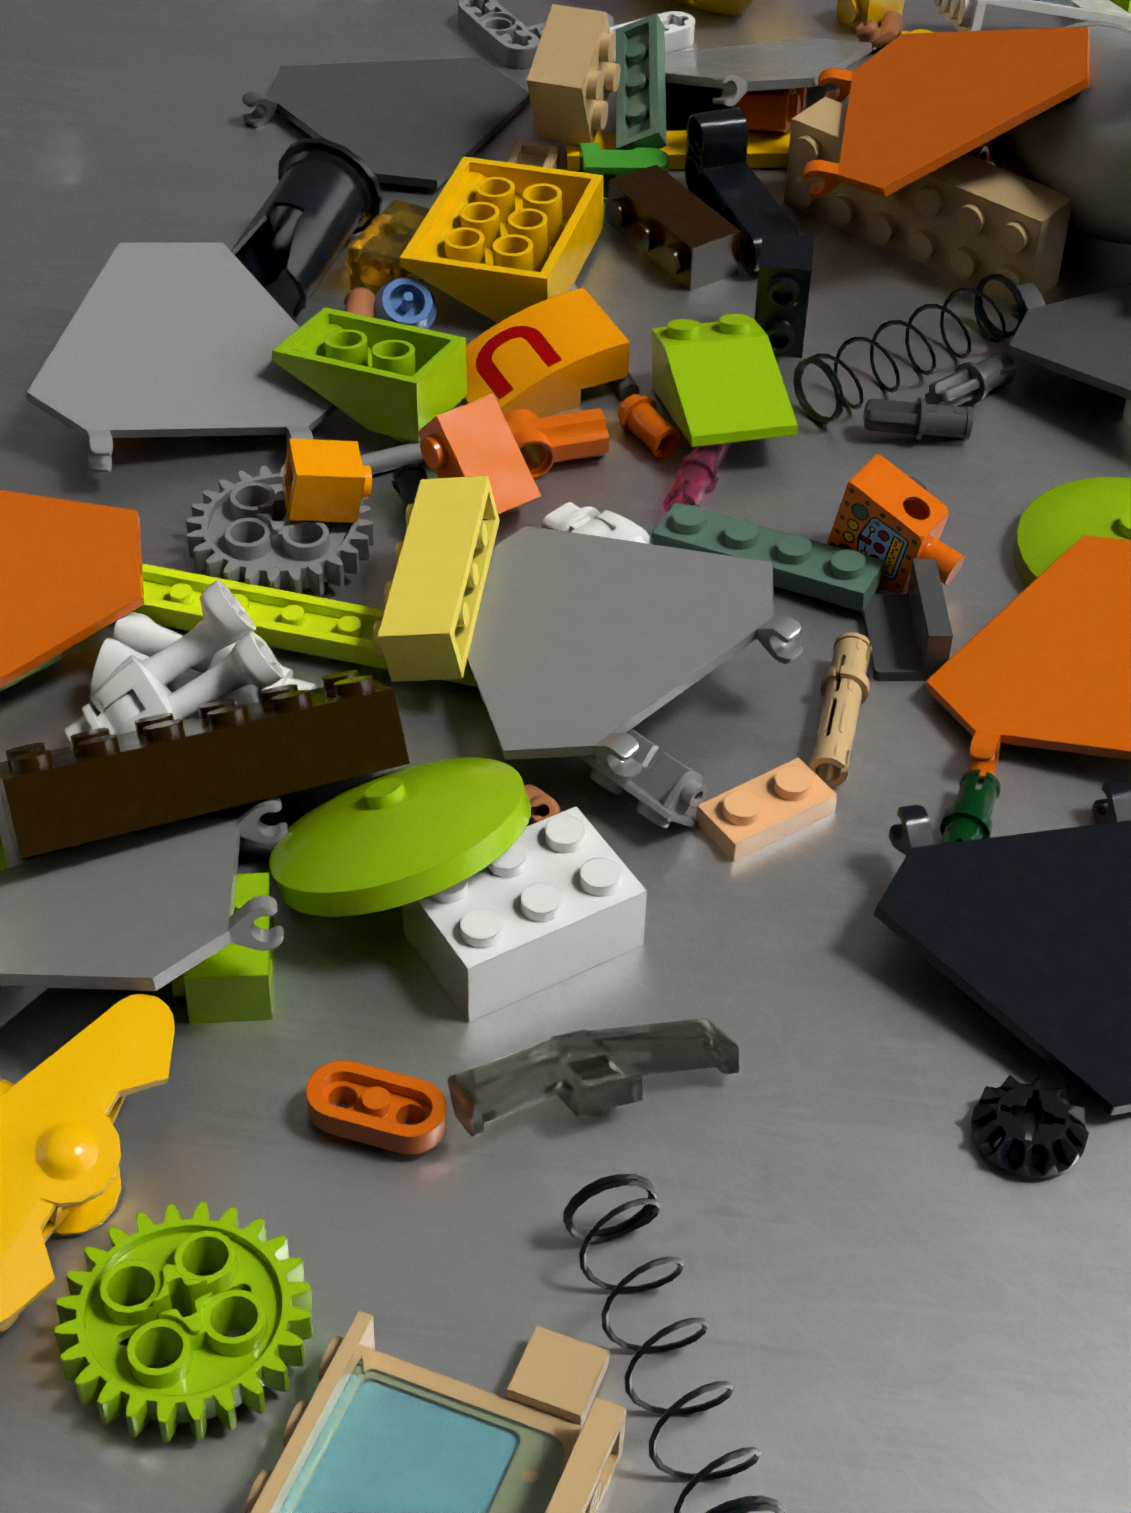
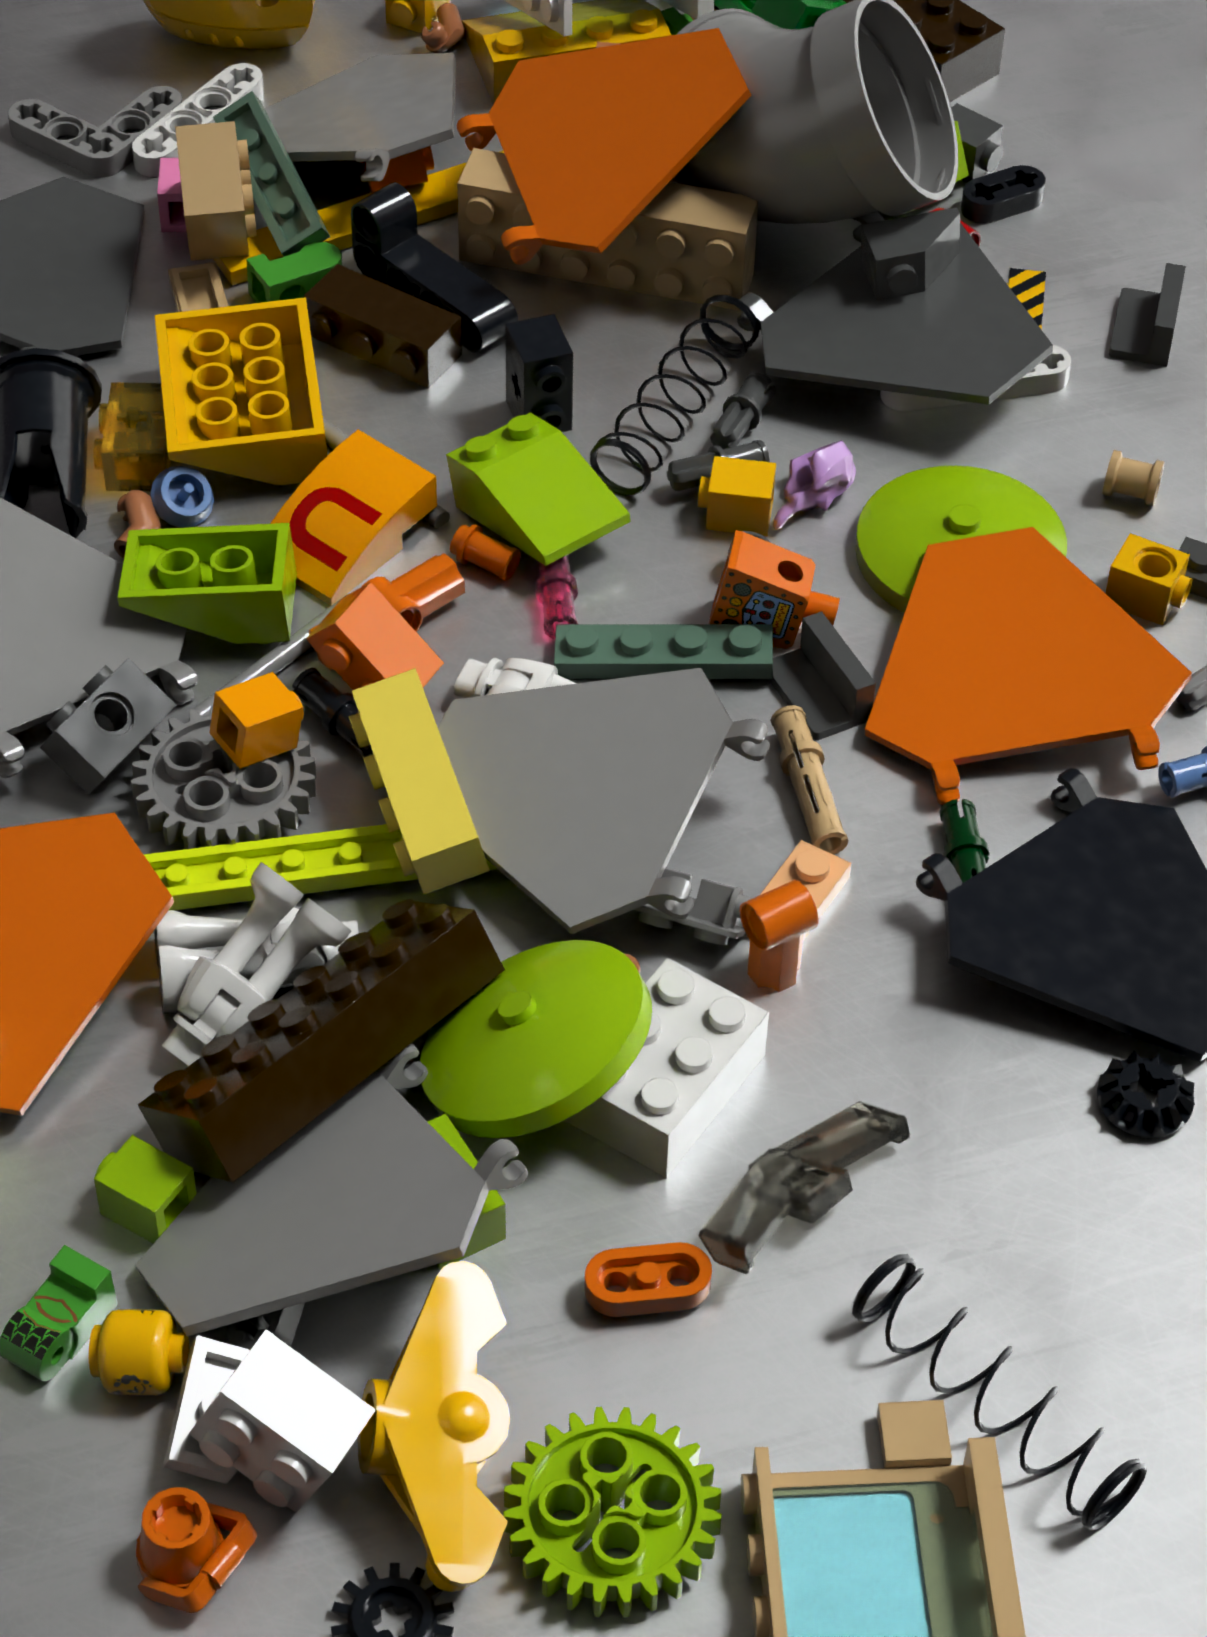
camera: 25 degrees left, 5 degrees up
(179, 475) = (85, 748): none -> dark grey brick
(706, 817) = (776, 933): none -> orange piece
(924, 445) = (738, 495): none -> yellow brick
(1011, 456) = (816, 480): none -> lavender piece

